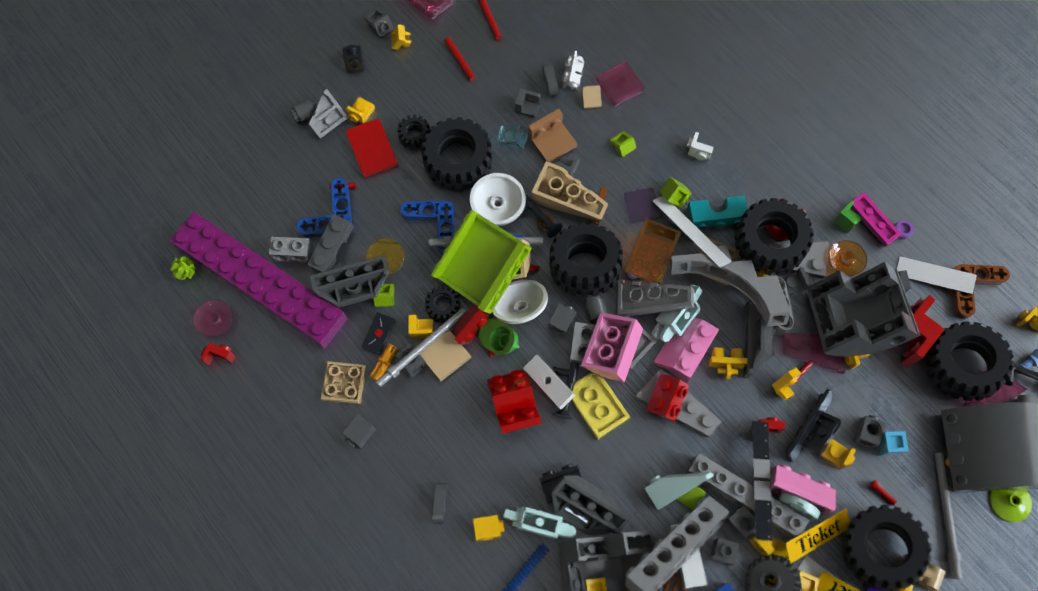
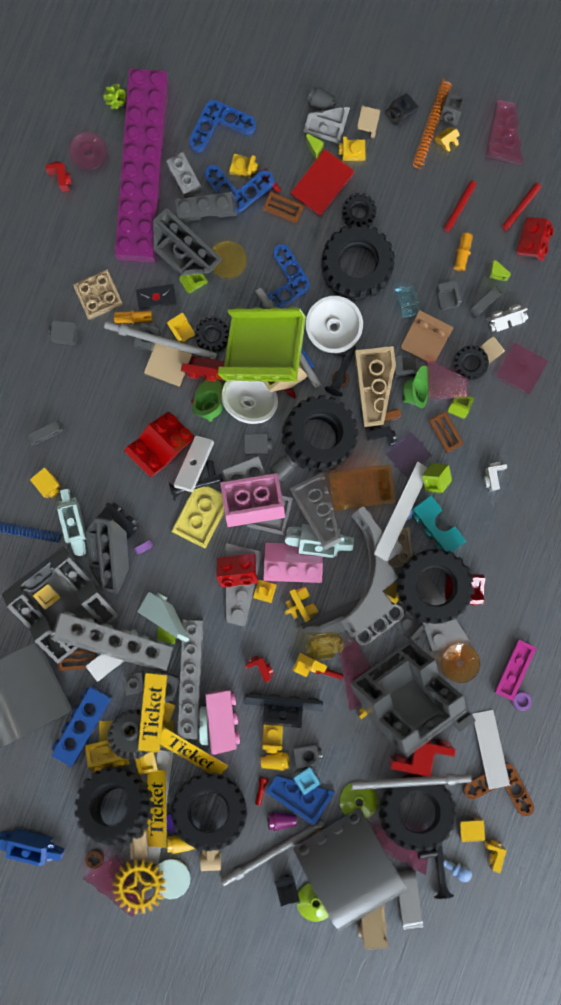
camera: 60 degrees right, 15 degrees up
(261, 196) = (219, 117): none -> blue beam
(316, 199) = (243, 166): none -> yellow bracket
(337, 136) = (315, 145): none -> lime slope
(345, 83) = (368, 120): none -> tan panel
(376, 189) = (281, 214): none -> dark orange tile
(377, 44) = (431, 128): none -> orange piece
(498, 75) = (463, 251): none -> light orange axle
(520, 19) = (535, 237): none -> red bracket
(531, 57) = (498, 272): none -> lime slope
(590, 167) = (417, 388): none -> bright green piece
(593, 105) = (475, 351): none -> black tyre
(598, 471) = (143, 546): none -> medium lavender tile
(600, 142) = (446, 383): none -> clear pink wing
(615, 209) = (377, 432): none -> black bracket
(639, 169) = (439, 435): none -> dark orange tile
(698, 386) = (264, 591): none -> yellow tile
(762, 482) = (207, 684): black sticker -> none
(768, 551) = (152, 712): none -> yellow sticker
(776, 359) = (324, 646): none -> clear yellow tile
(847, 218) = (502, 646): bright green panel -> none
(862, 463) = (276, 761): none -> yellow cone
(902, 466) = (290, 795): none -> blue wing
(920, 491) = (280, 821): none -> magenta cone
(922, 411) = (348, 800): none -> lime dish
(953, 315) = (450, 779): none -> light grey bar
(992, 520) = (287, 891): none -> black bracket
(1005, 325) = (472, 830): none -> yellow panel

